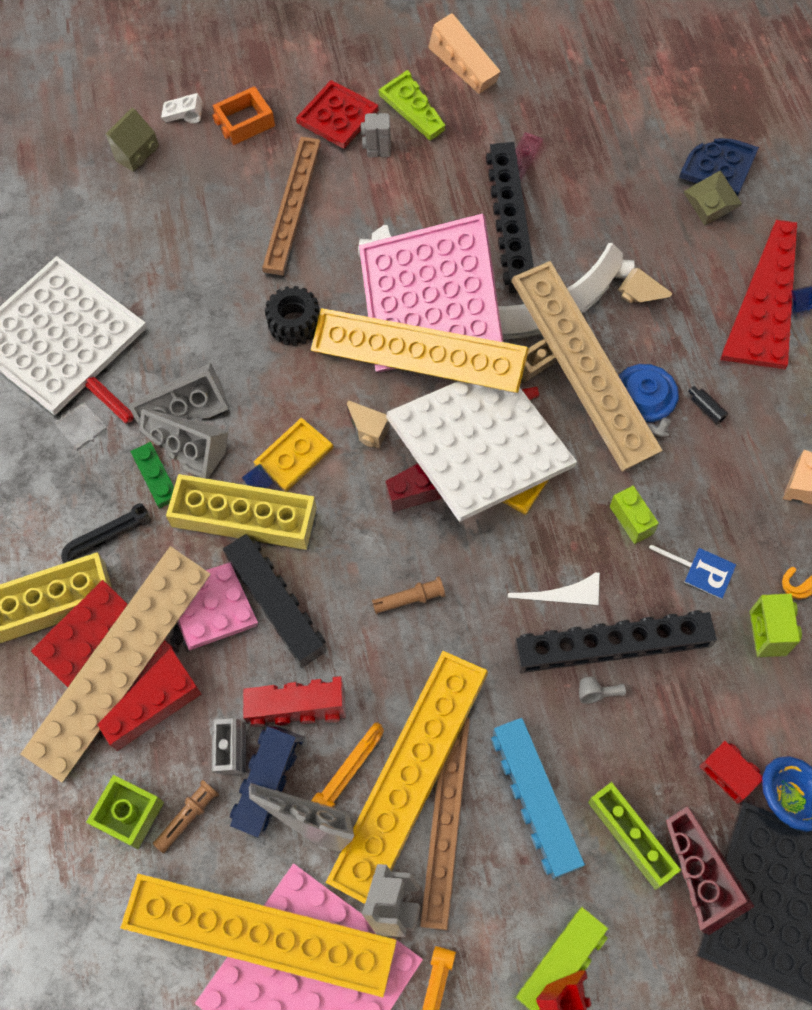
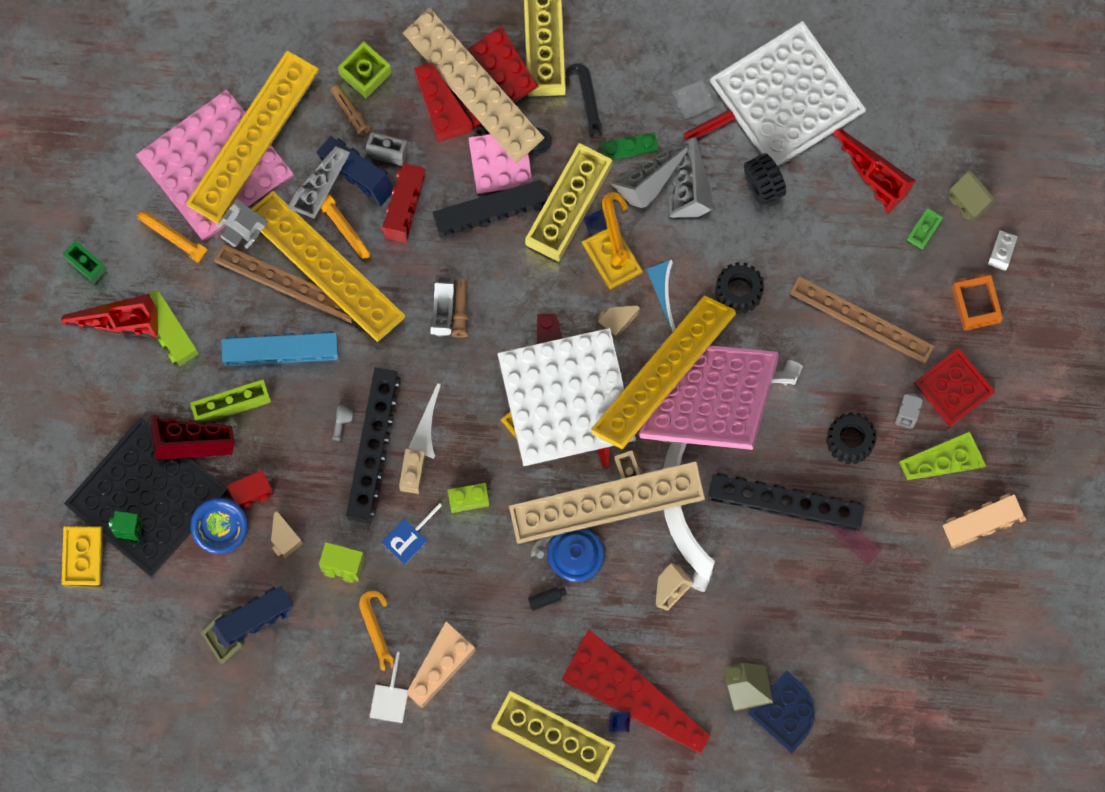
camera: 105 degrees right, 10 degrees up
(129, 225) = (885, 179): none -> red wedge
(161, 318) = (765, 179): none -> black tyre
(177, 176) = (924, 228): none -> bright green plate
(291, 439) = (620, 254): none -> light orange piece
(302, 402) = (660, 277): none -> dark azure sticker
(418, 614) = (443, 305): none -> light grey arch
(422, 165) = (857, 423): none -> black tyre
(628, 585) = (412, 471): none -> tan brick
(771, 709) = (283, 537): none -> tan slope

